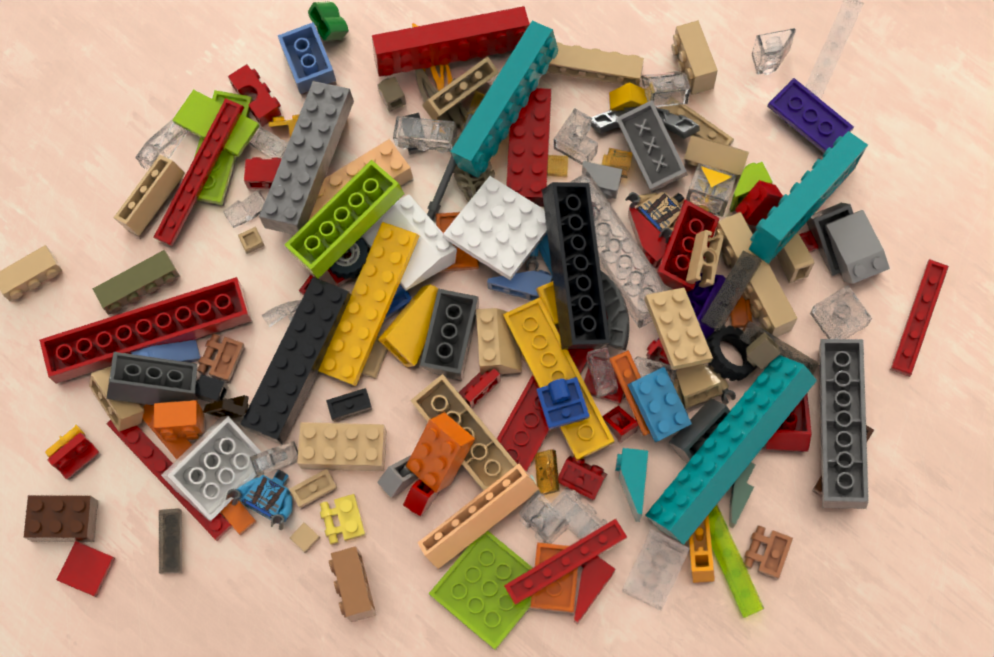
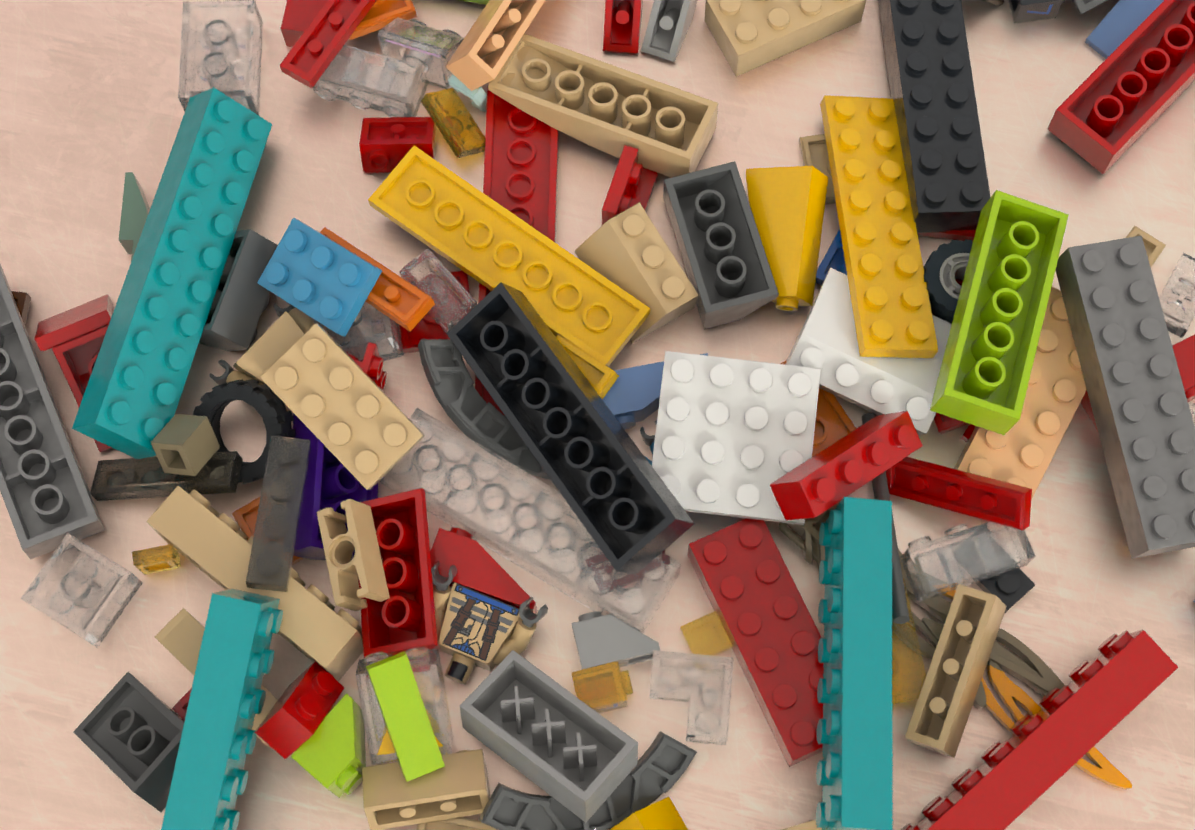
camera: 150 degrees right, 0 degrees up
(225, 360) = (1045, 51): nougat plate -> none
(277, 313) = (1003, 161): clear slope -> none
(349, 404) = (814, 77): black plate -> none
(391, 93) = (1078, 619): dark tan brick -> none
(412, 160) = (961, 492): none -> red tile
(440, 452) = (625, 45): orange brick -> none
(457, 186) = (846, 466): none -> red brick
(562, 403) = (475, 206): blue plate -> none
(620, 423) = (377, 240): red slope -> none
(632, 476) = (320, 173): teal slope -> none
(701, 553) = (157, 106): light orange slope -> none
(713, 176) = (405, 716): none -> lime tile
(733, 565) = (106, 124): clear neon green tile -> none
(774, 555) = (52, 171): nougat plate -> none
(794, 453) = (74, 323): none -> red tile
(803, 317) = (156, 559): none -> clear yellow tile
(856, 247) = (95, 724): light grey slope -> none

